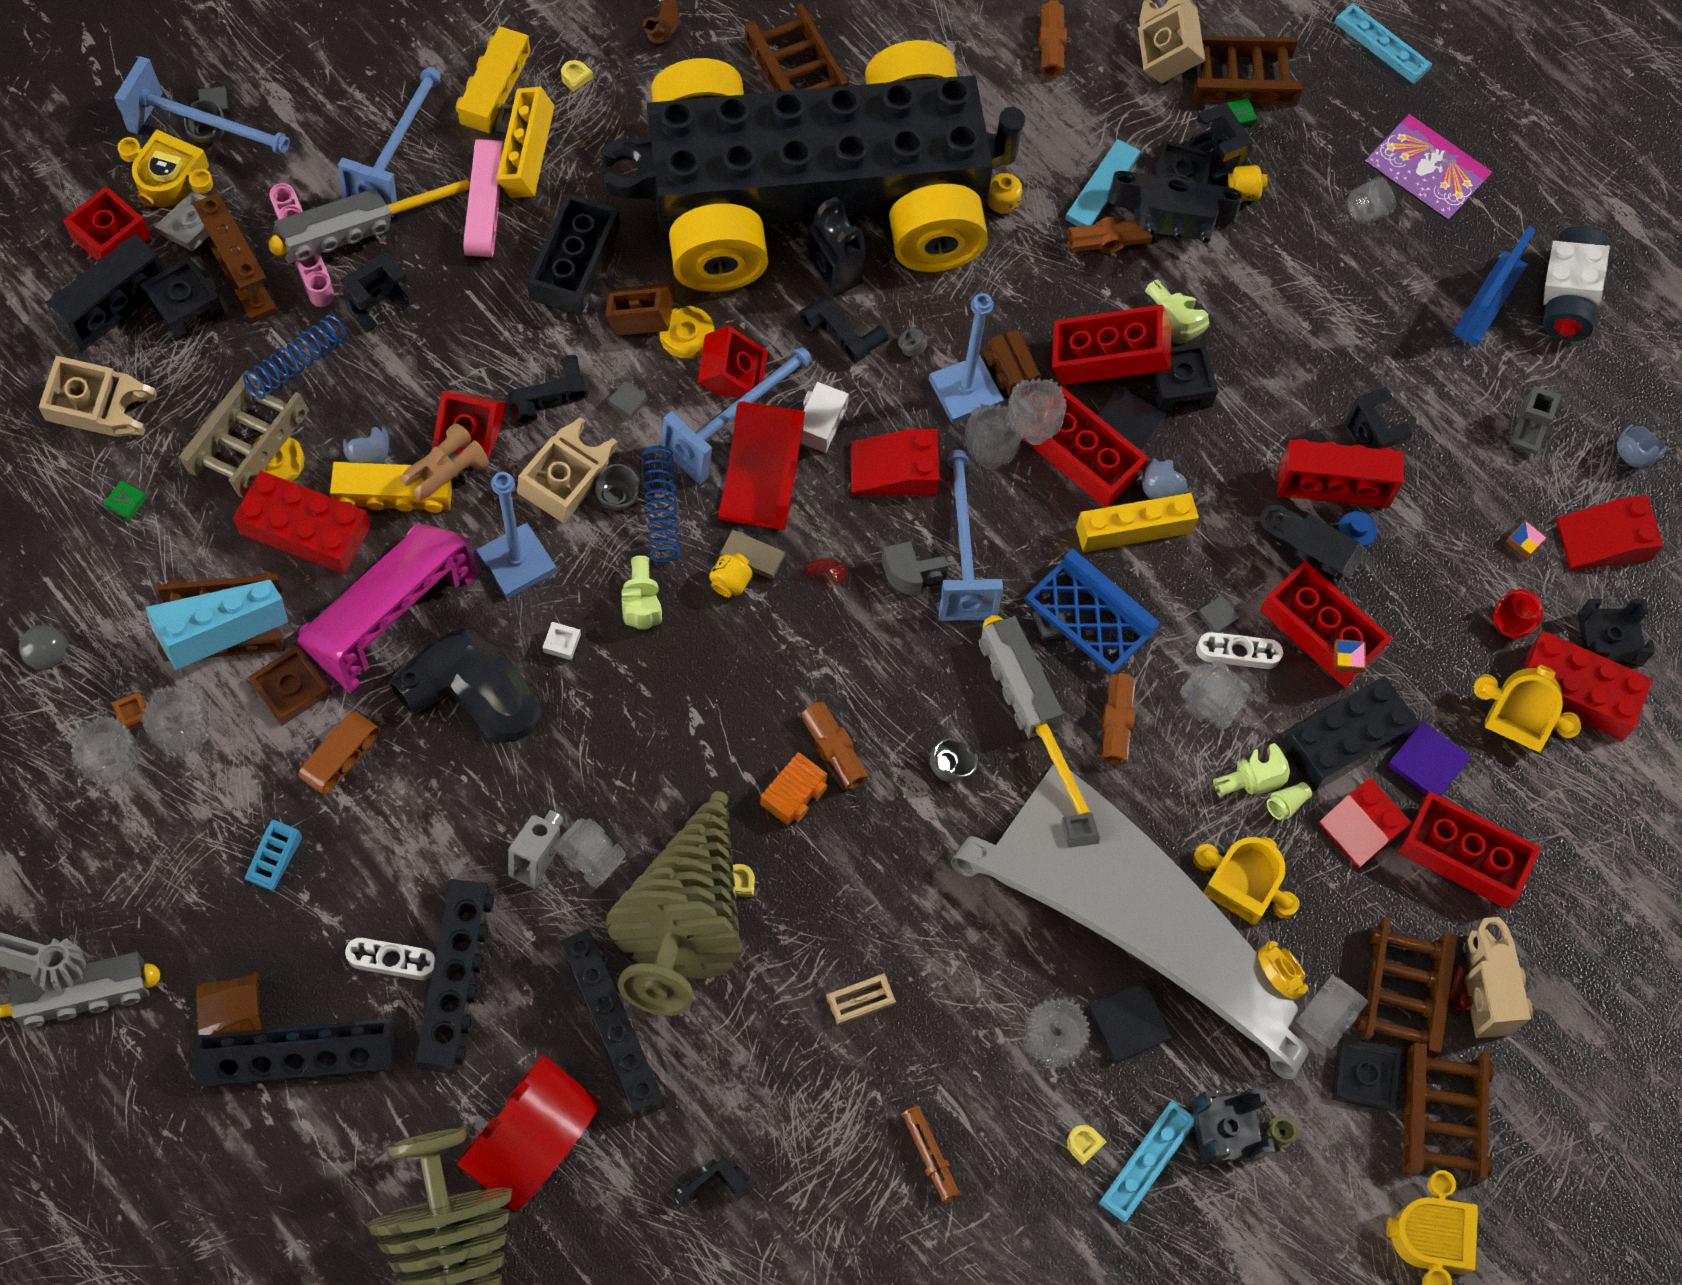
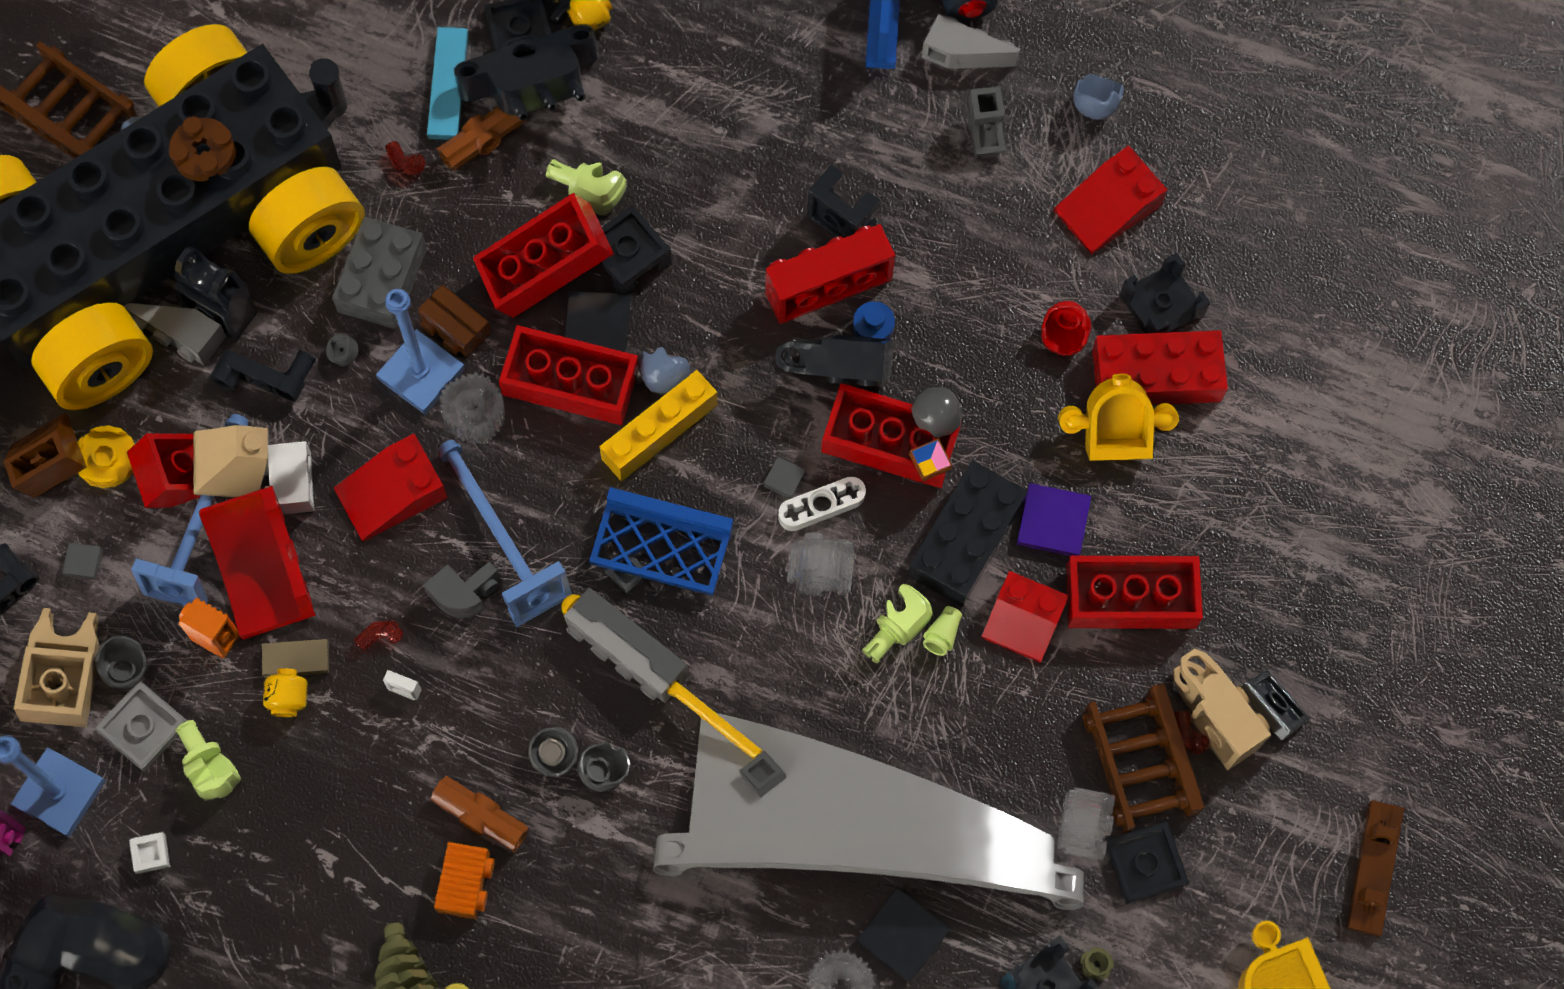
camera: 25 degrees left, 5 degrees up
(605, 544) = (141, 726): none -> light grey tile
(661, 499) = (204, 695): blue piece -> none
(698, 494) = (208, 627): none -> orange brick
(782, 377) = (229, 460): none -> tan slope
(799, 267) = (183, 328): none -> light grey slope
(825, 616) = (402, 685): none -> white tile
(892, 113) = (197, 132): none -> reddish brown plate
(918, 727) = (553, 751): none -> dark grey hair
(951, 302) = (379, 261): none -> dark grey brick
(1004, 193) = (353, 144): yellow head -> none
(1036, 410) = (489, 370): clear brick -> none
(1041, 231) = (402, 163): none -> clear red arm
(1118, 719) = (741, 637): dark orange piece -> none
(1247, 878) = (943, 731): yellow piece -> none
(1282, 970) = (1020, 807): yellow tile -> none
(1375, 620) = (937, 411): none -> dark grey hair
(1418, 1126) = (1216, 887): reddish brown fence -> none
(1526, 539) = (1036, 246): tile -> none
(1543, 354) = (963, 47): none -> light grey slope
(1546, 1002) = (1275, 704): none -> black tile
(1565, 1185) = (1375, 869): none -> reddish brown hinge

